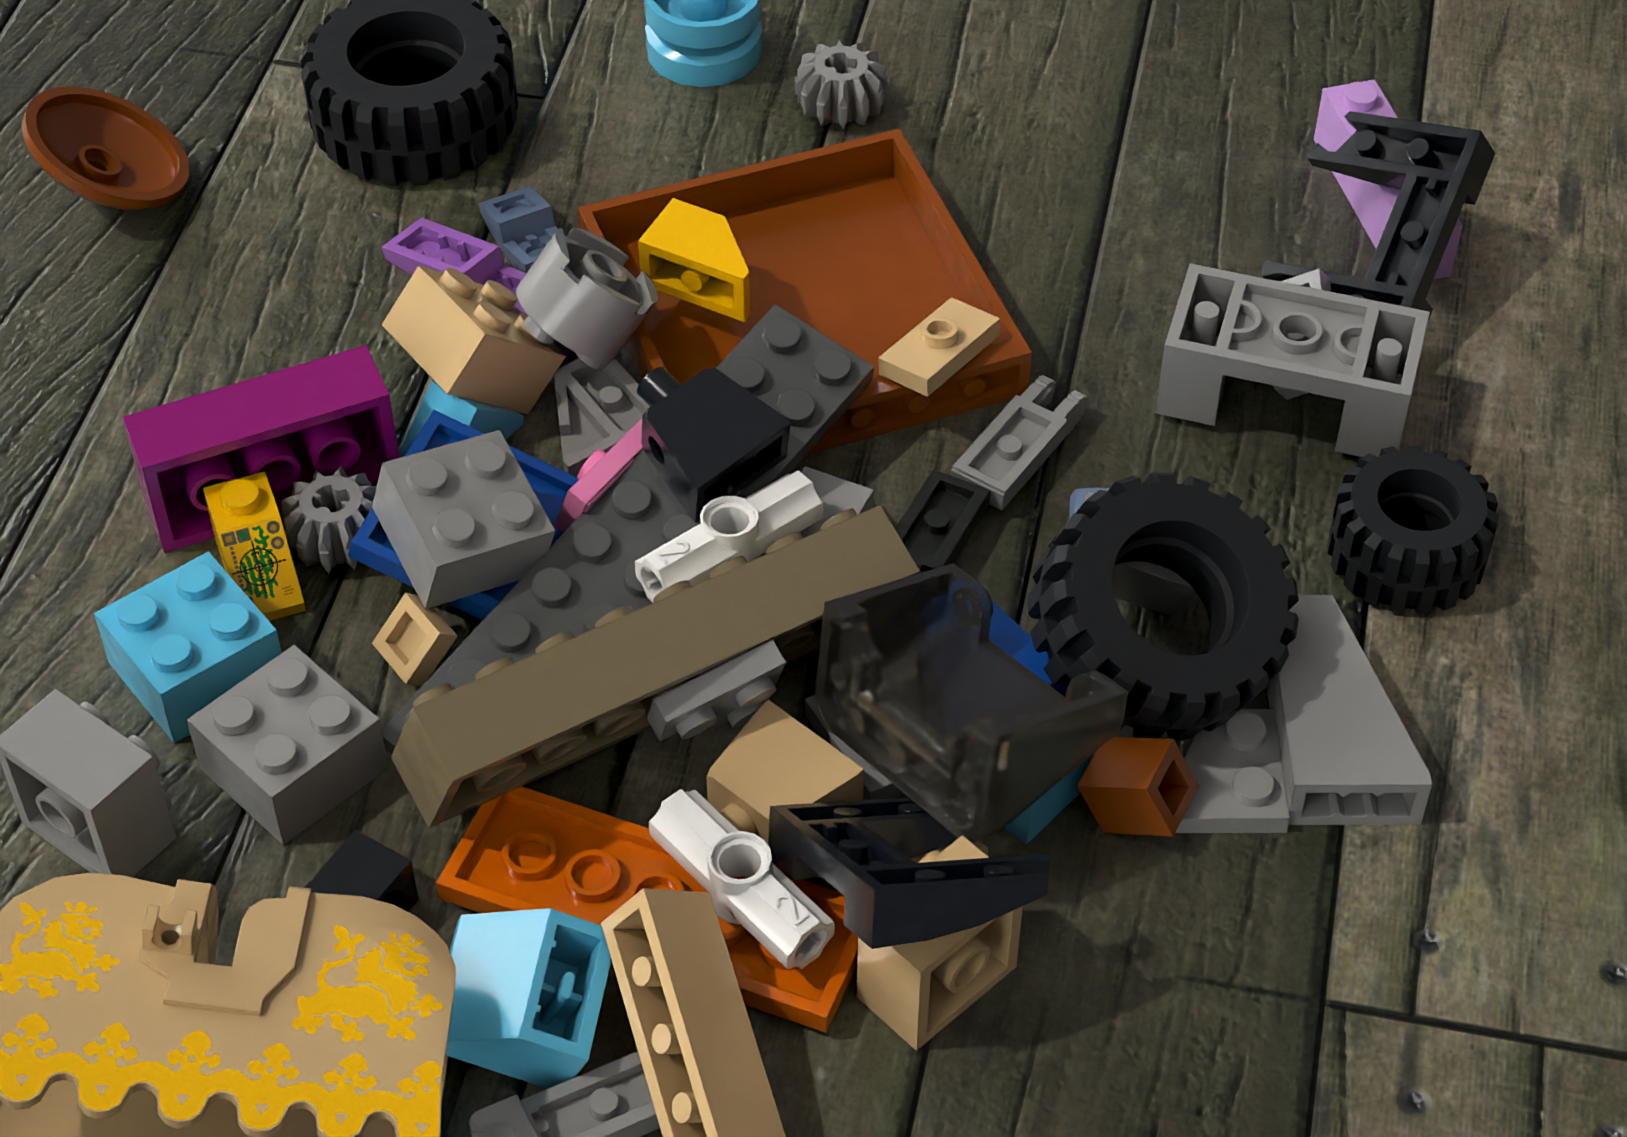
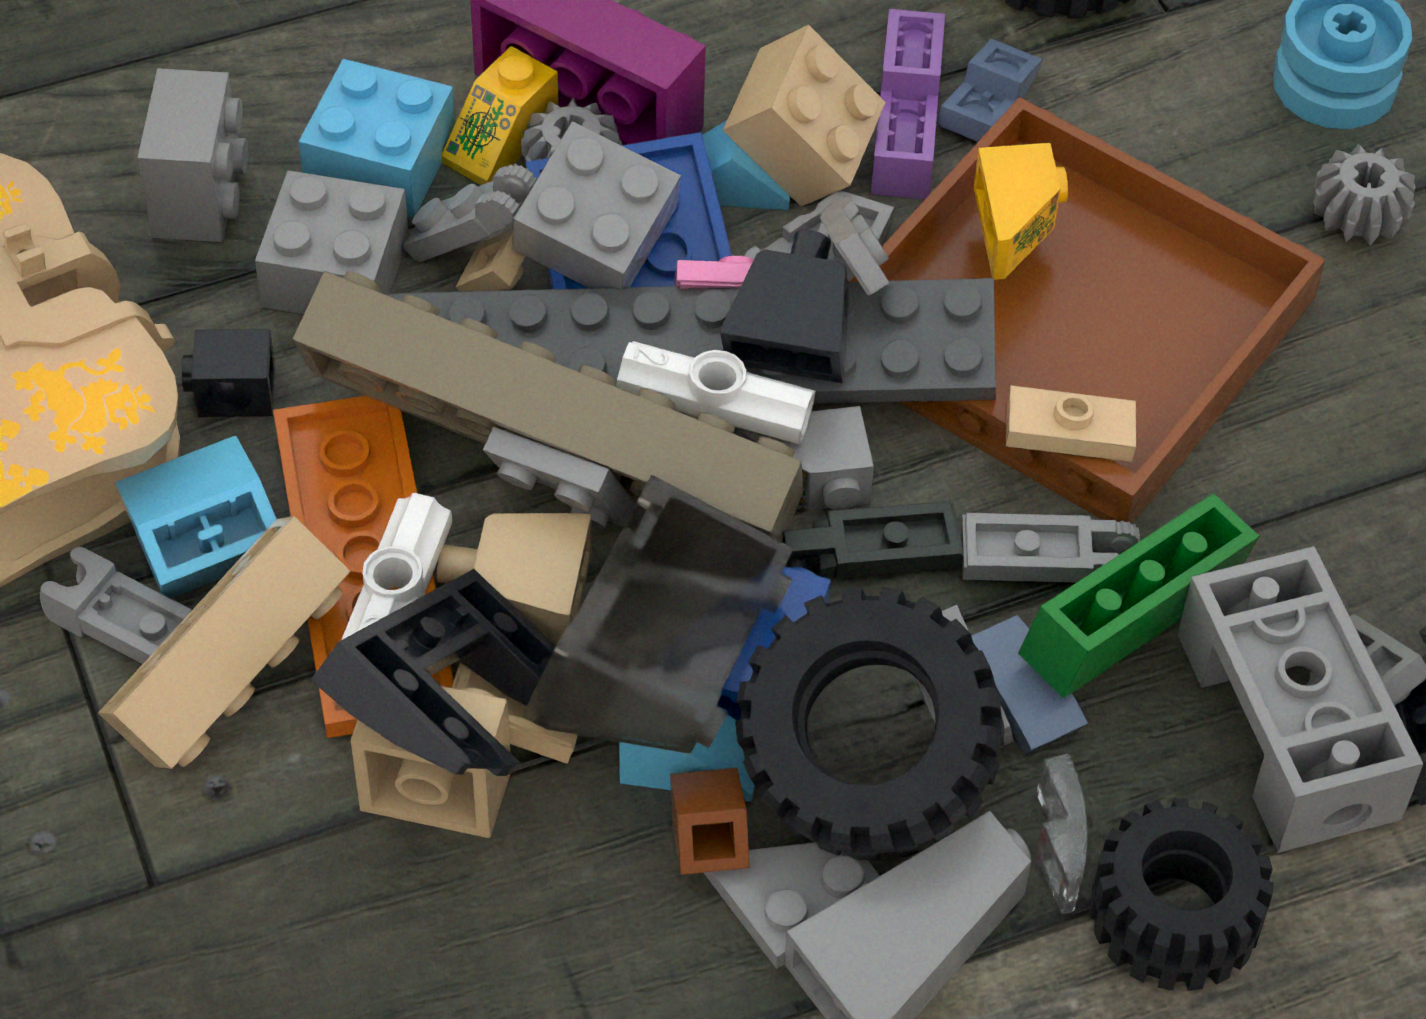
camera: 55 degrees right, 5 degrees up
(369, 607) = (469, 214): none -> light grey hinge
(584, 296) = (895, 151): light grey brick -> none
(680, 357) = (856, 243): none -> light grey hinge
(1132, 390) = (1132, 596): none -> green brick
(1322, 571) = (1063, 838): none -> clear slope

